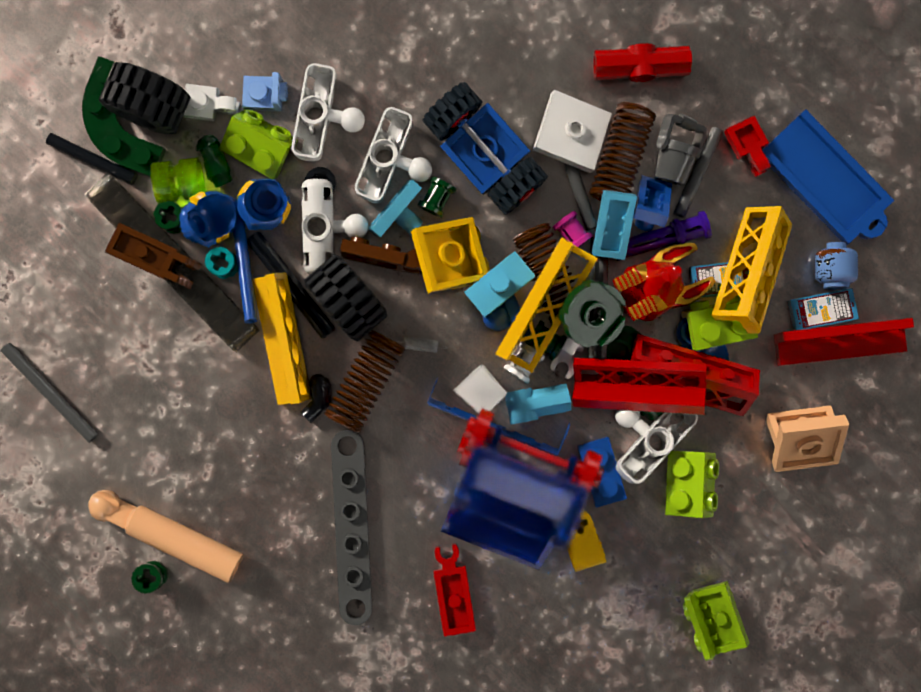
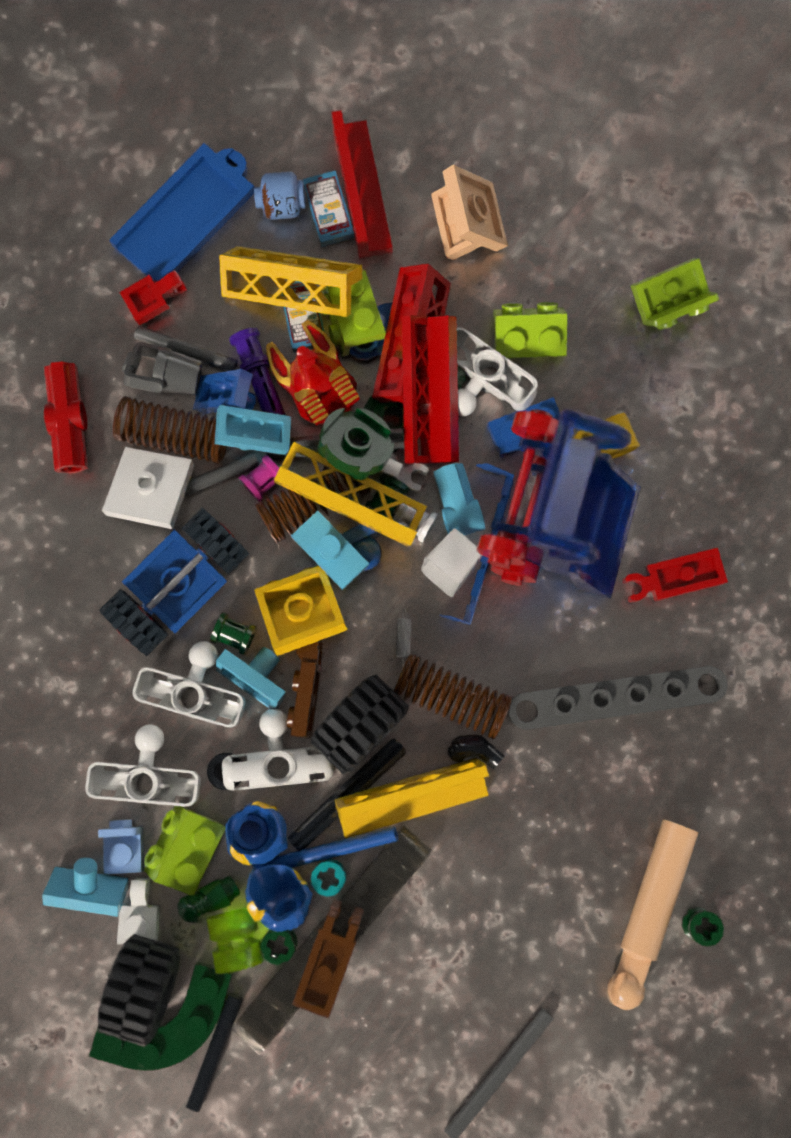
camera: 90 degrees left, 5 degrees down
(231, 60) = (85, 889): none -> medium azure tile

